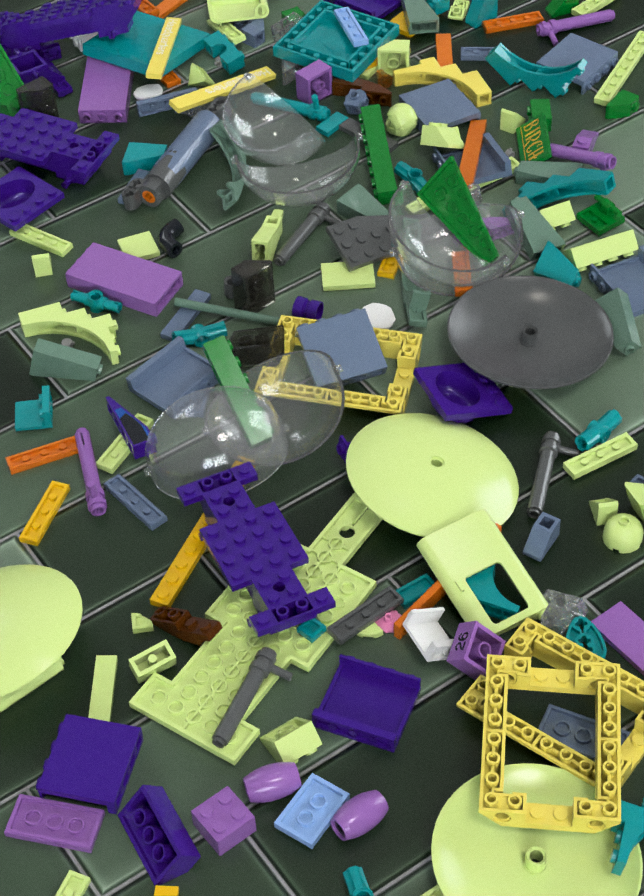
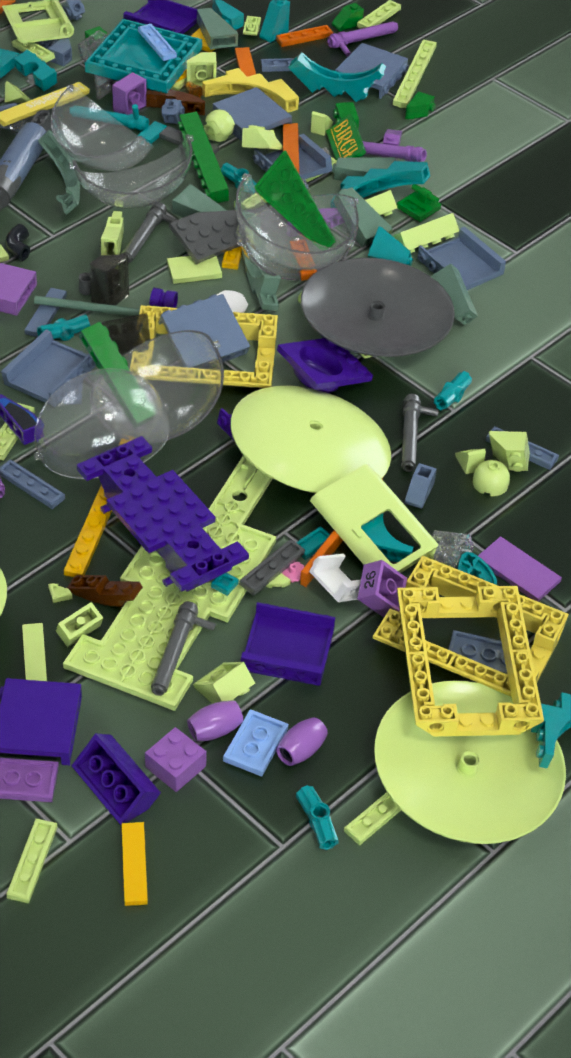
camera: 15 degrees left, 0 degrees up
(600, 455) = (458, 413): yellowish green plate -> none

